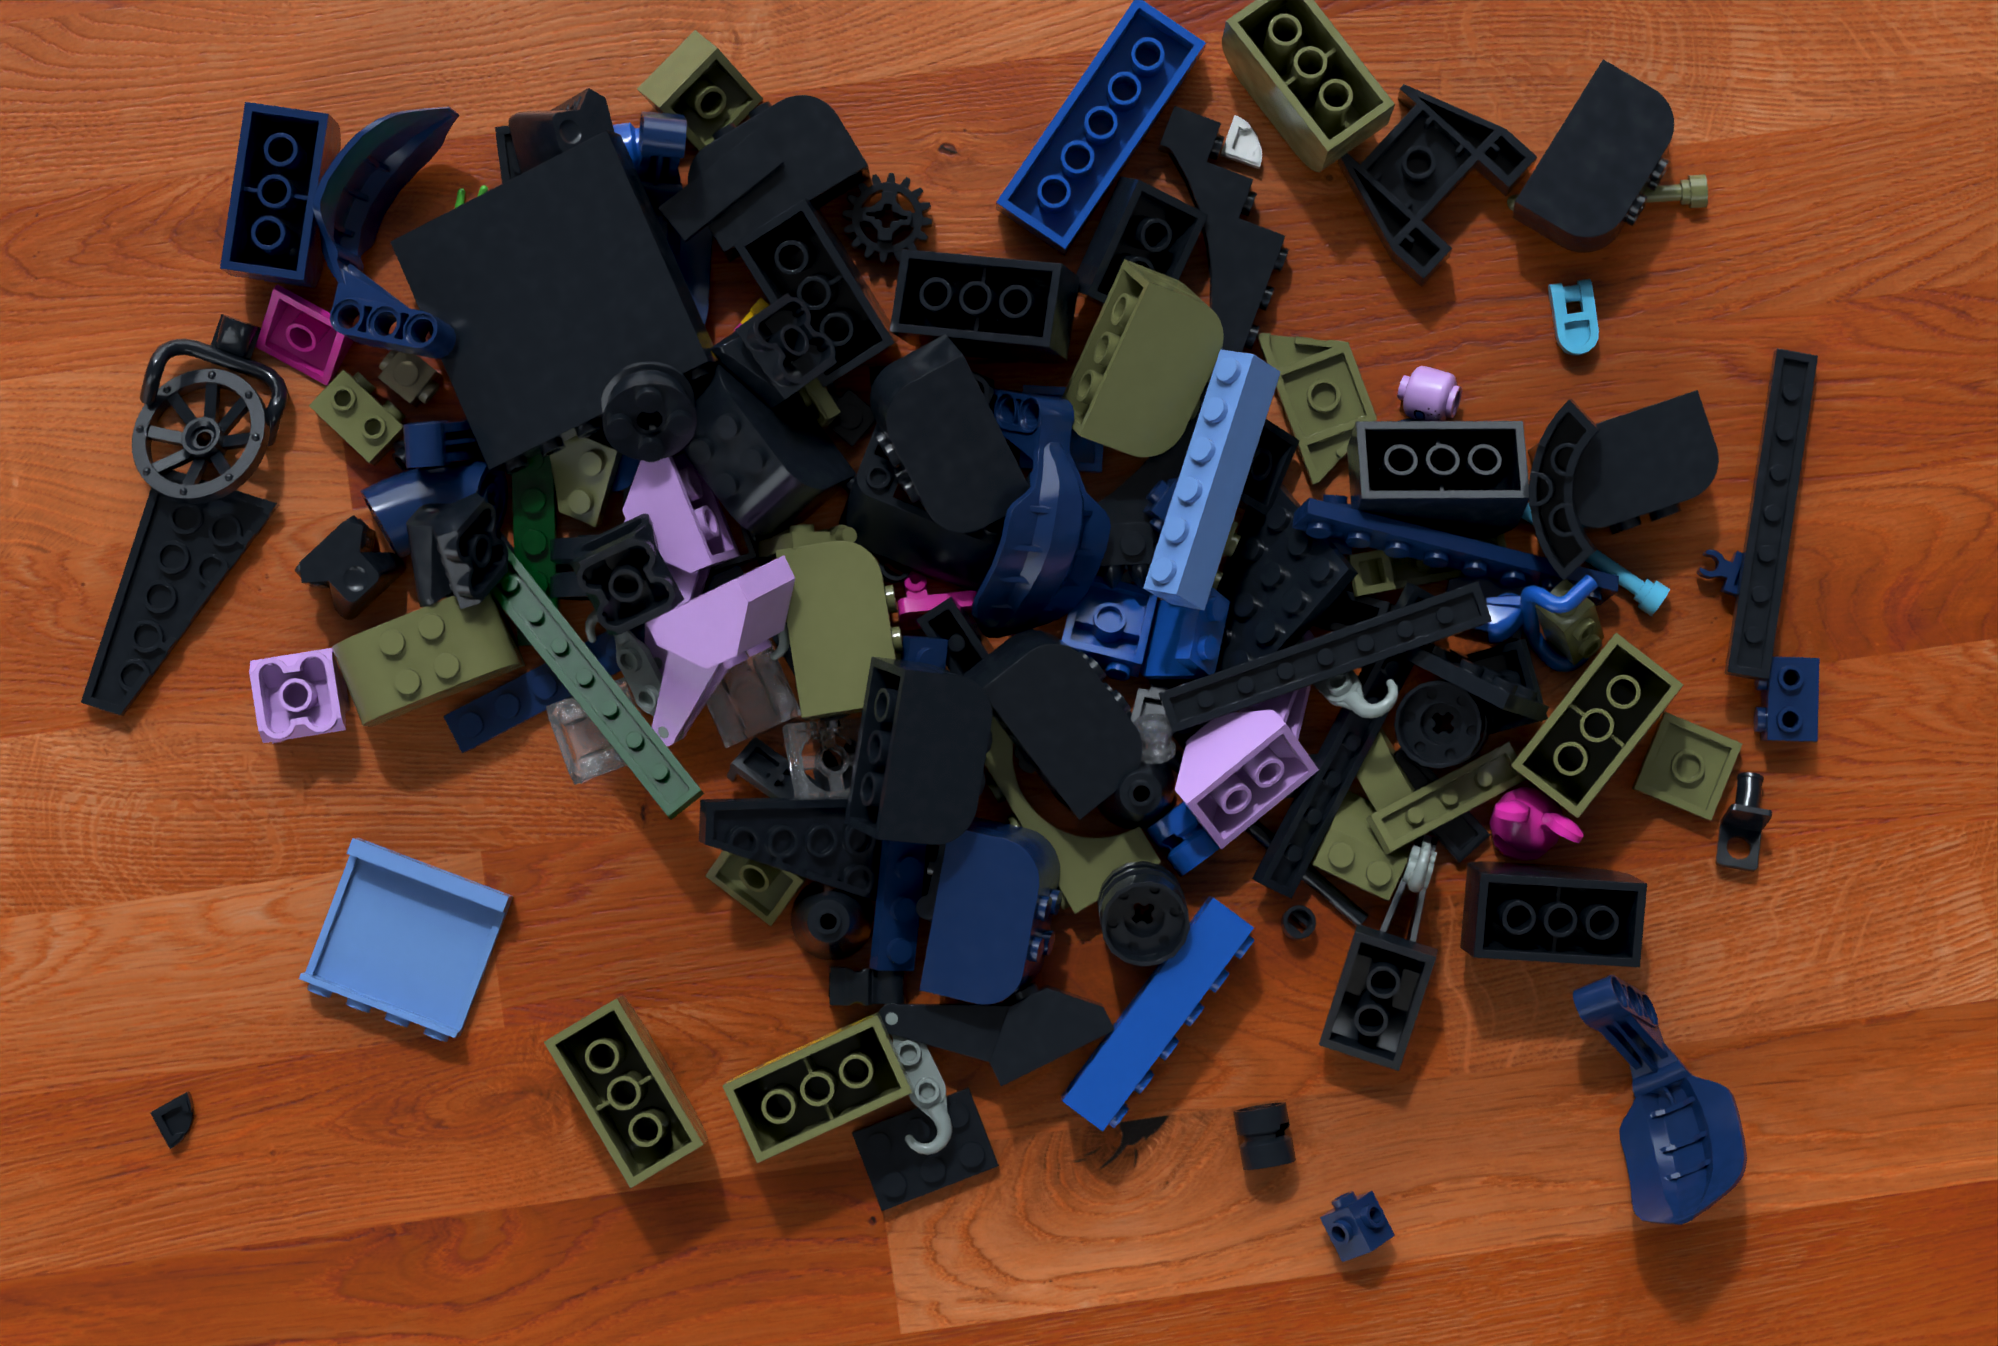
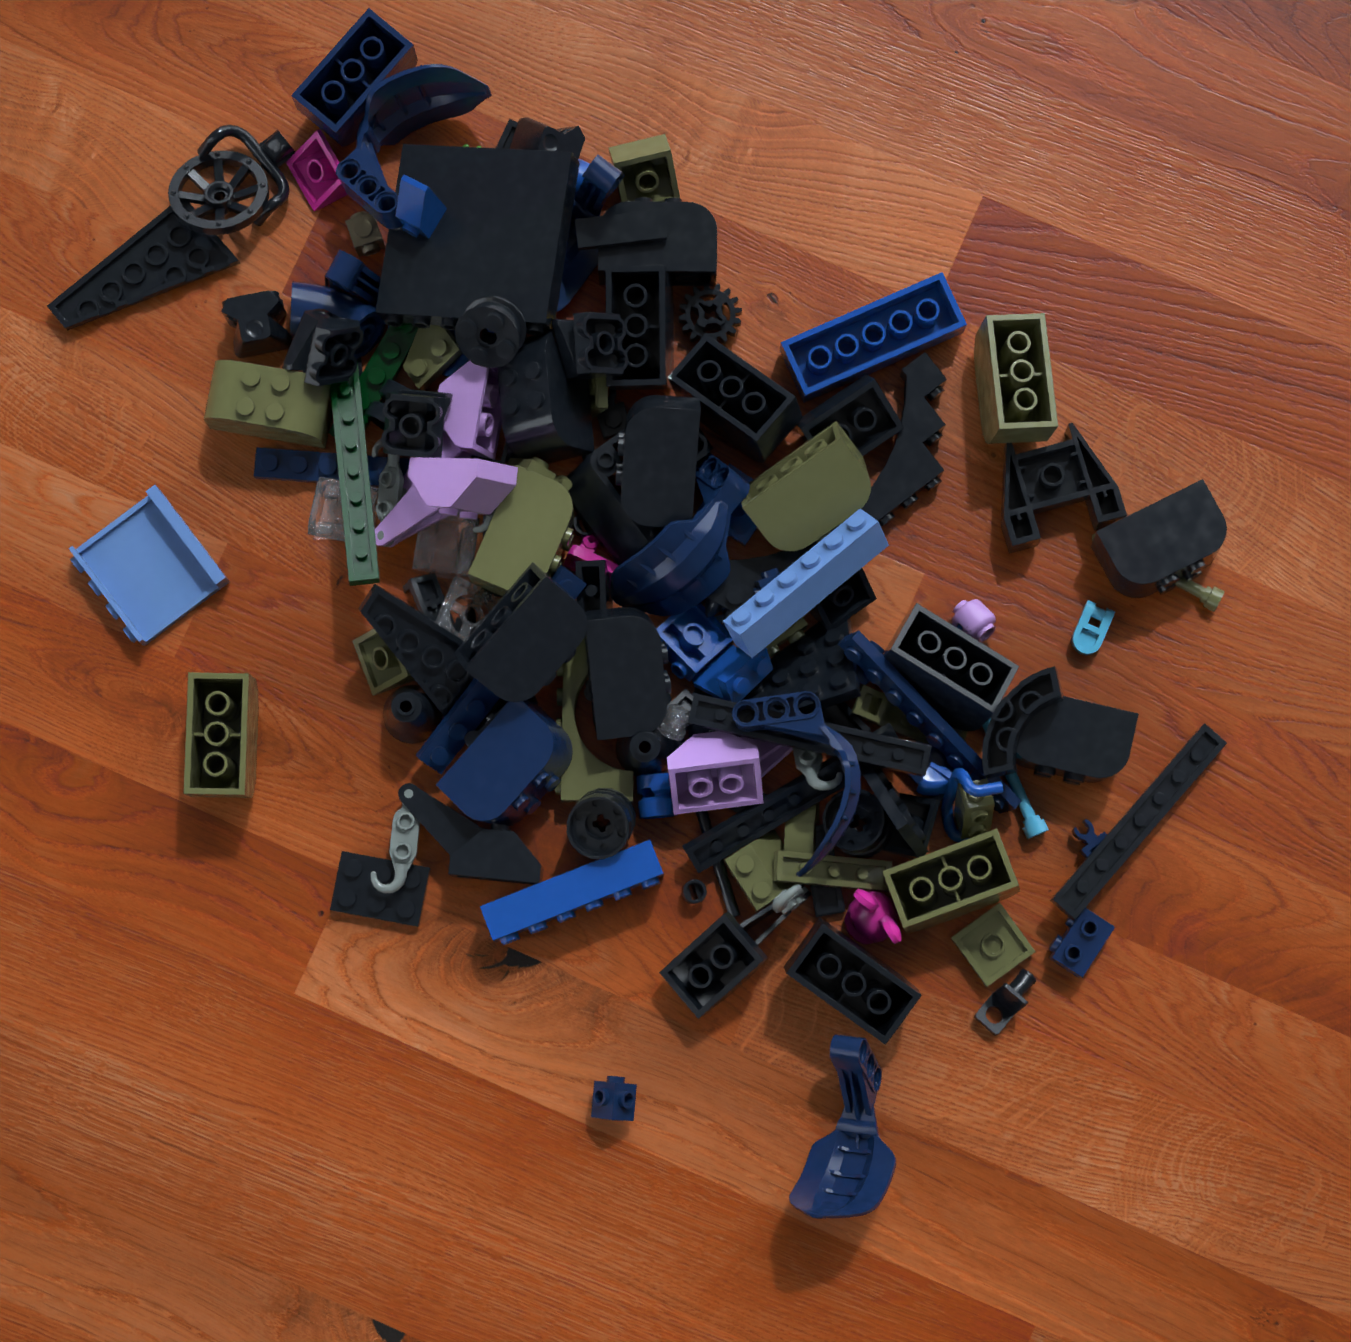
camera: 30 degrees right, 5 degrees down
(298, 695) = (177, 379): lavender piece -> none
(359, 416) = (319, 237): olive brick -> none
(464, 313) = (418, 208): none -> blue slope
(817, 1087) = (336, 805): olive brick -> none
(865, 986) = (406, 766): black leg -> none
(1242, 144) = (952, 402): white tile -> none
(1264, 1136) = (591, 1009): black wheel -> none
(1319, 396) = (906, 577): olive wing -> none
(1331, 649) = (810, 727): none -> dark blue piece

